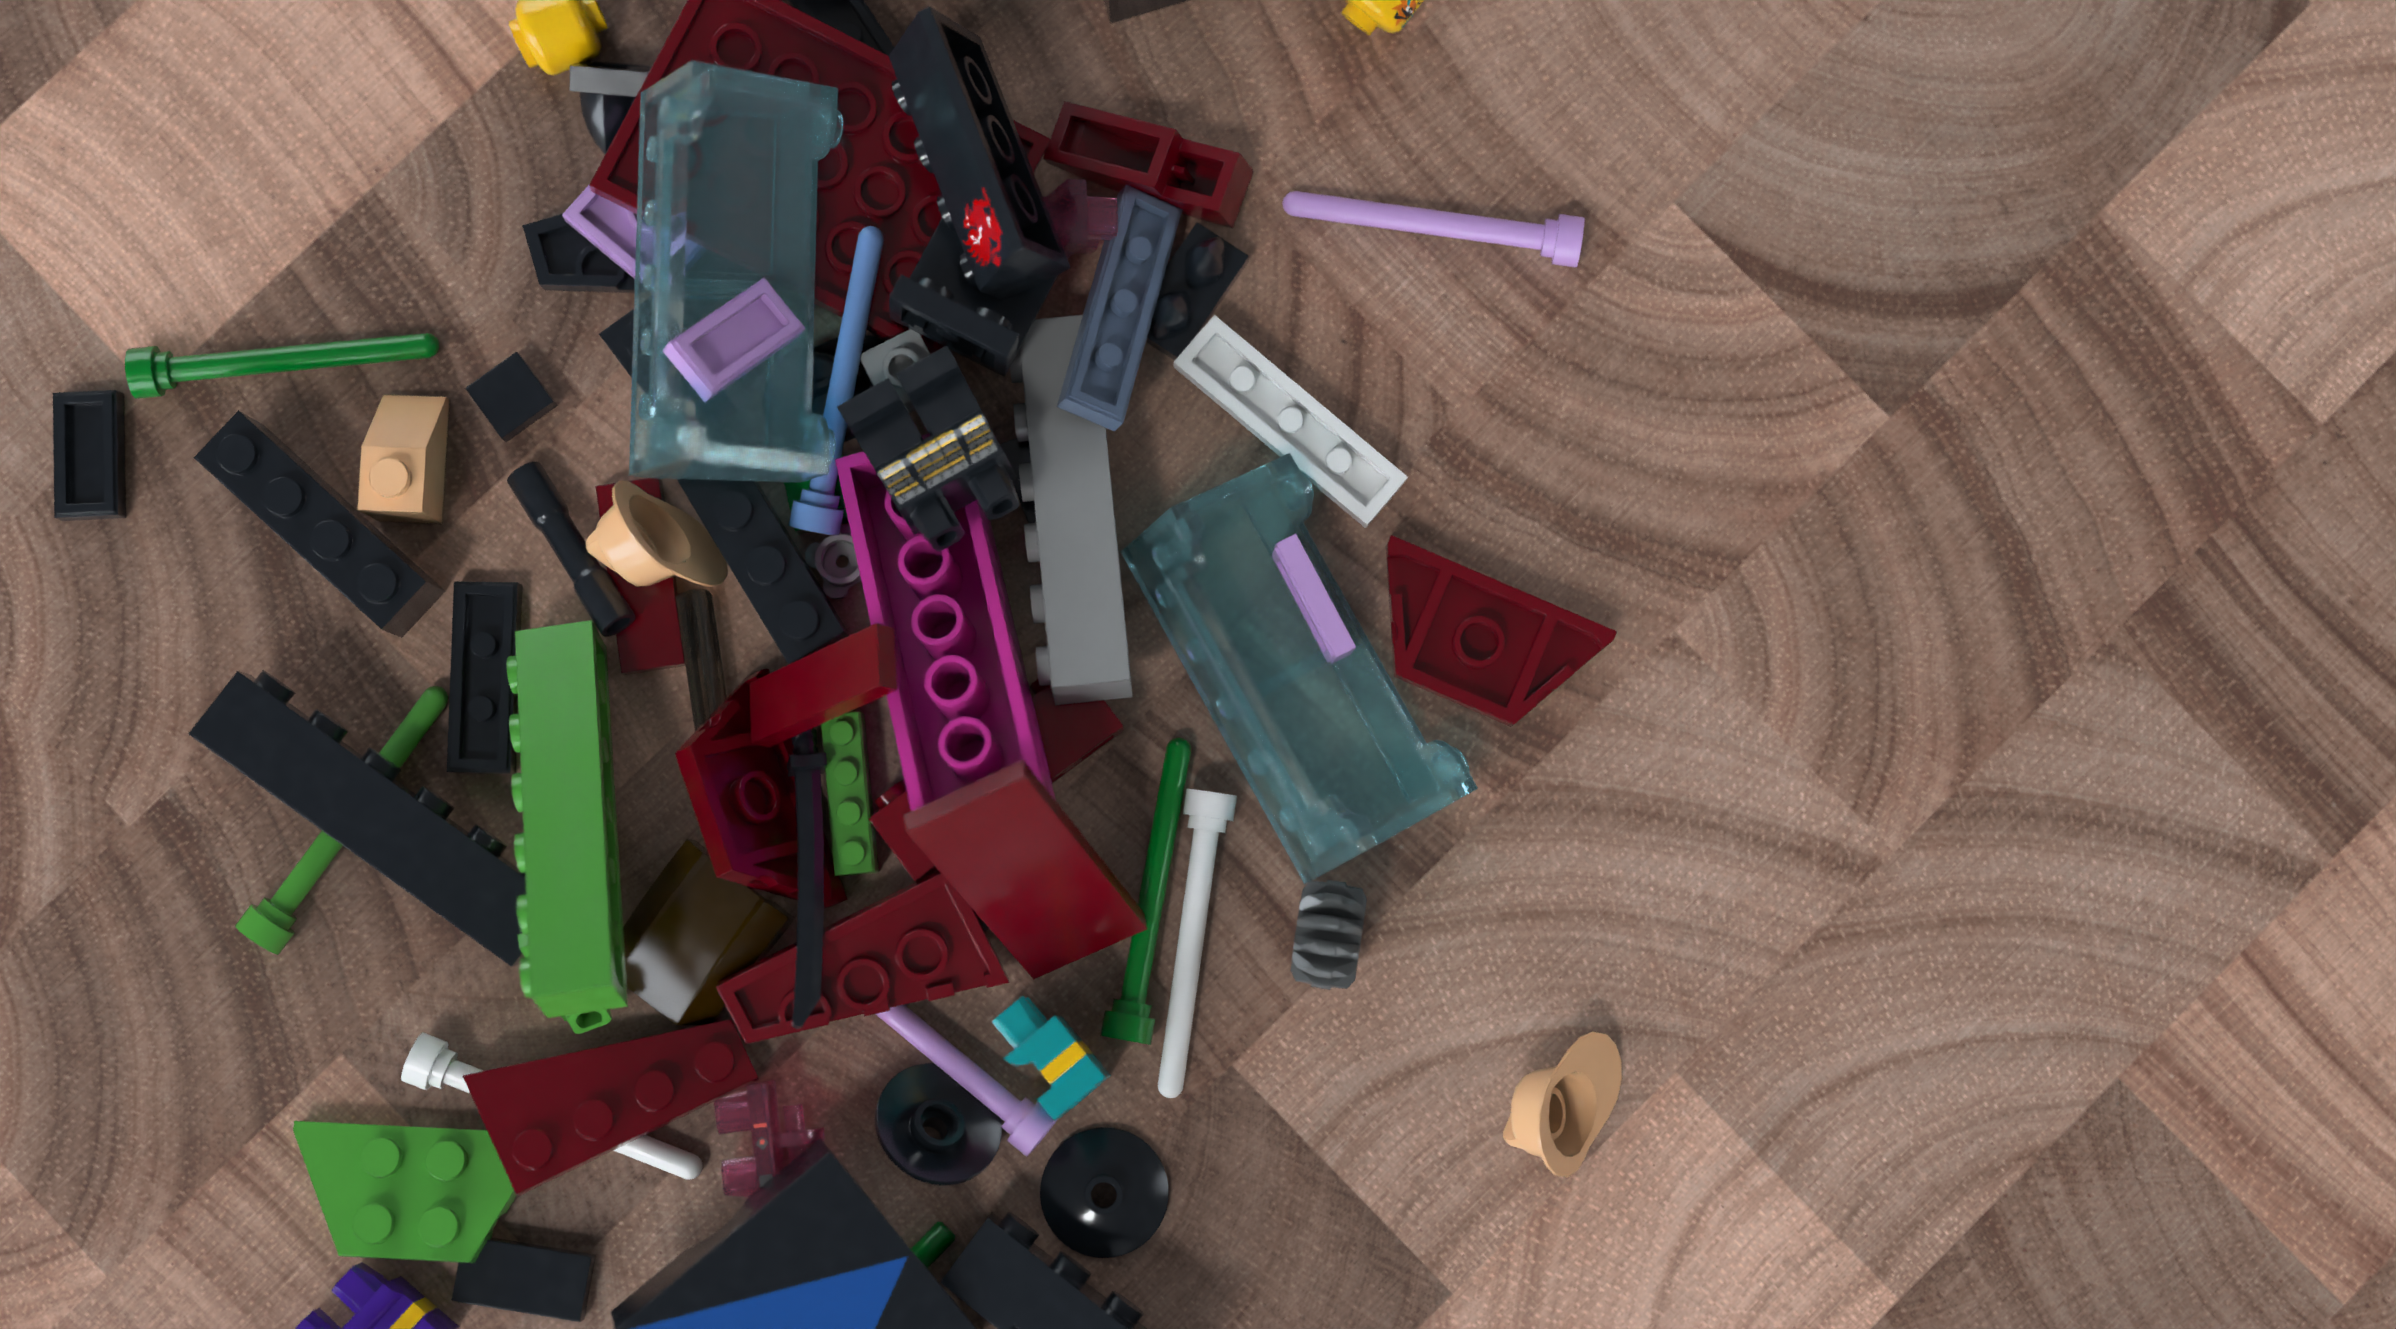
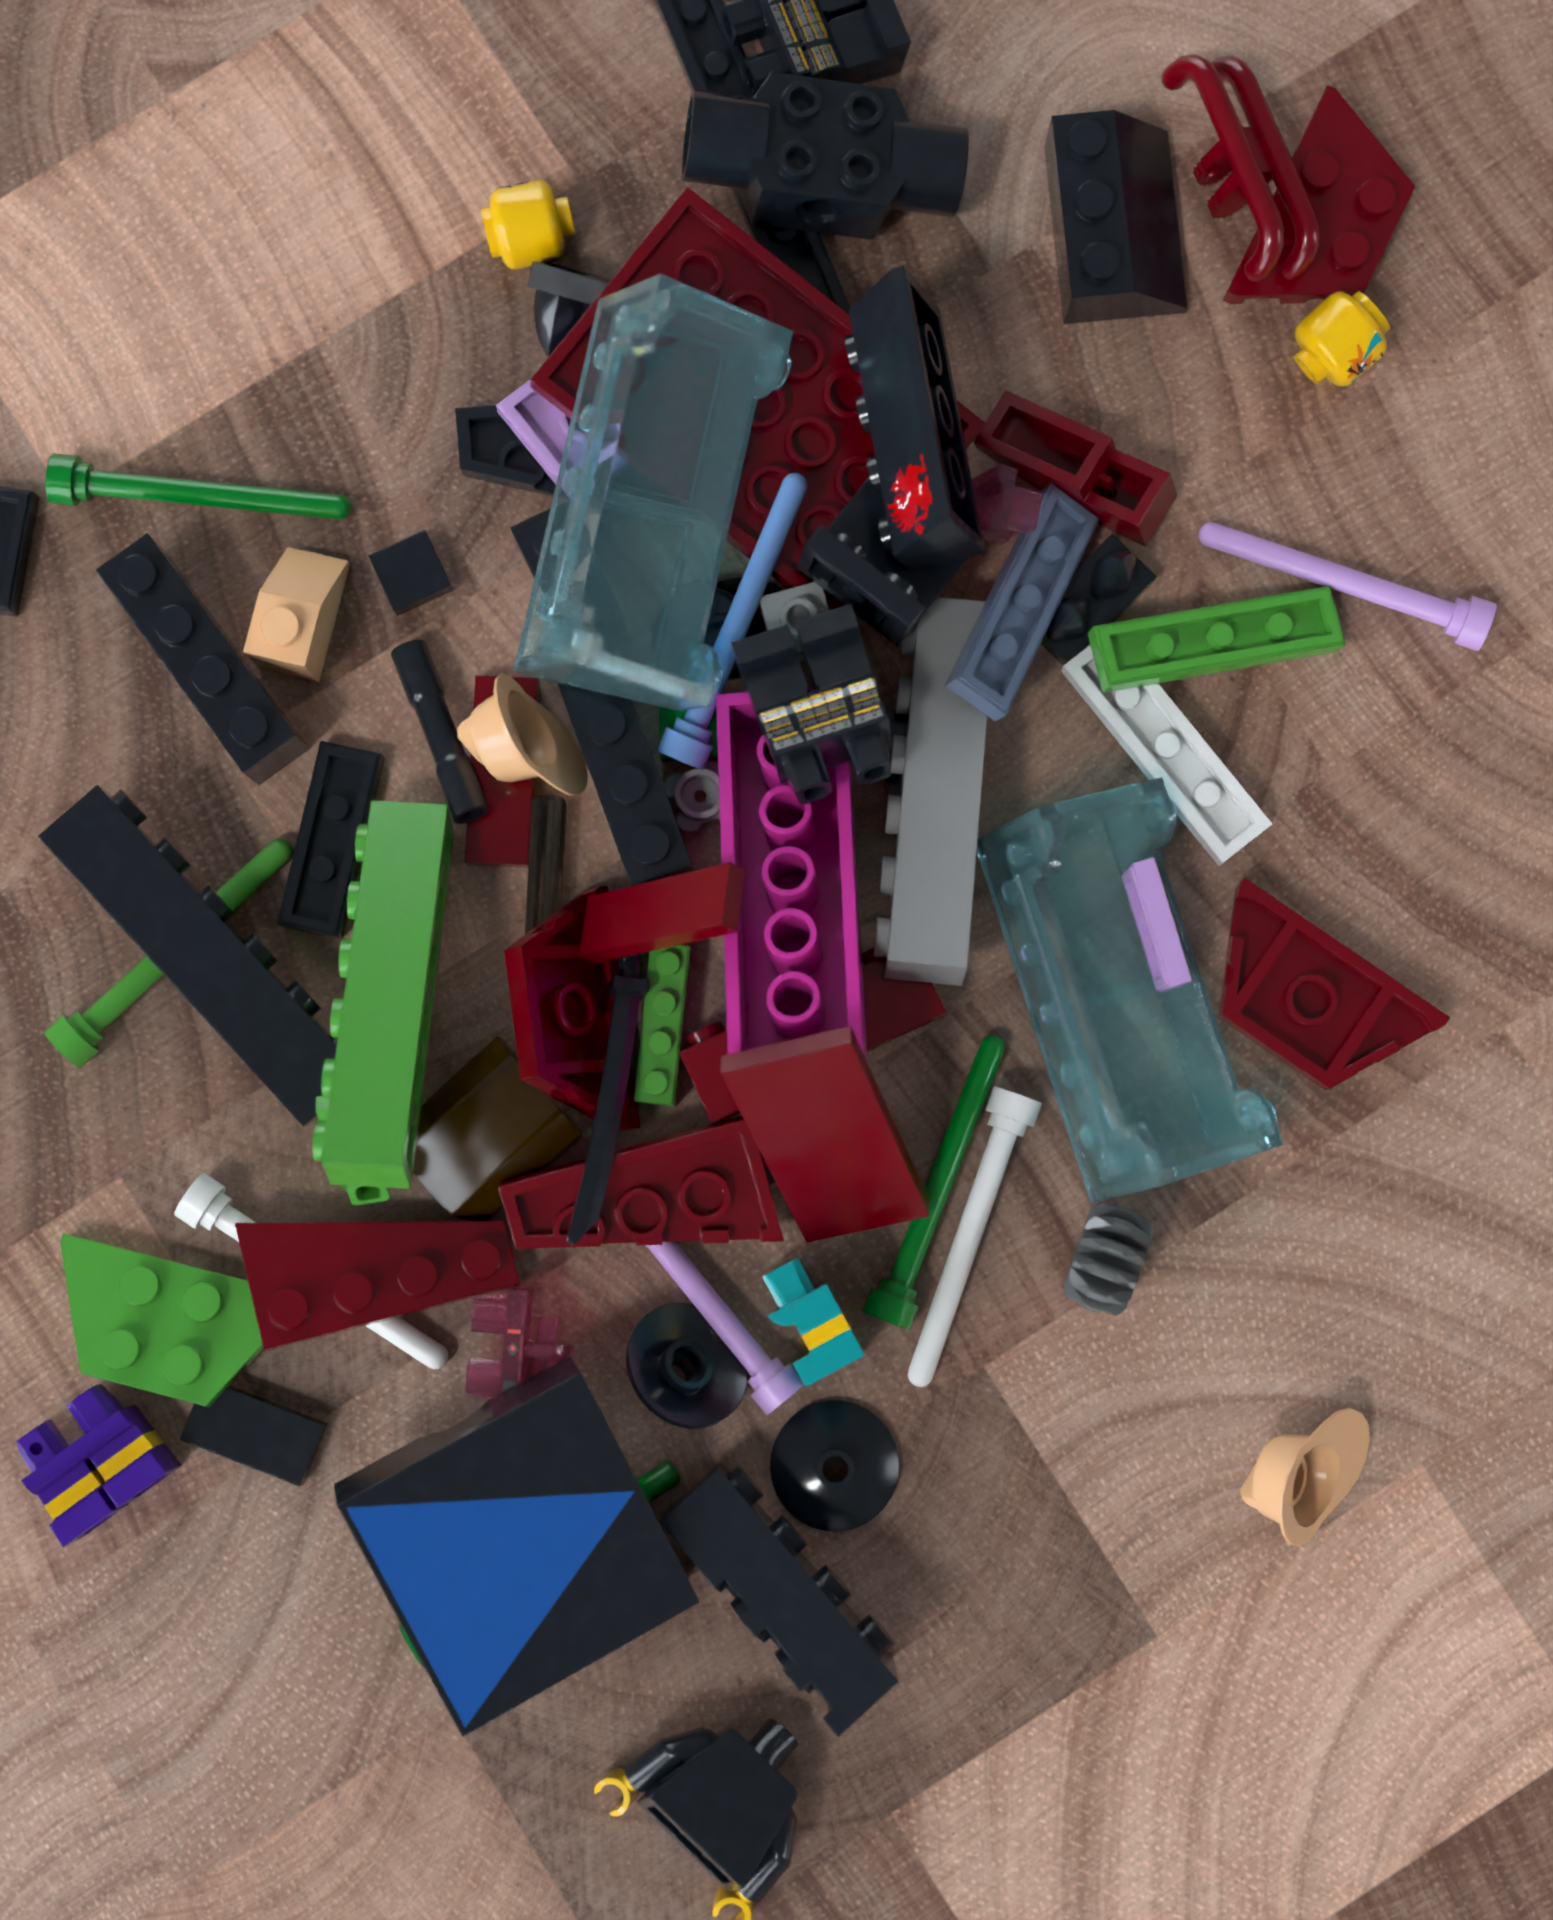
camera: 20 degrees right, 0 degrees up
(734, 339) = (643, 557): lavender tile -> none
(1317, 306) = (1216, 639): none -> bright green tile

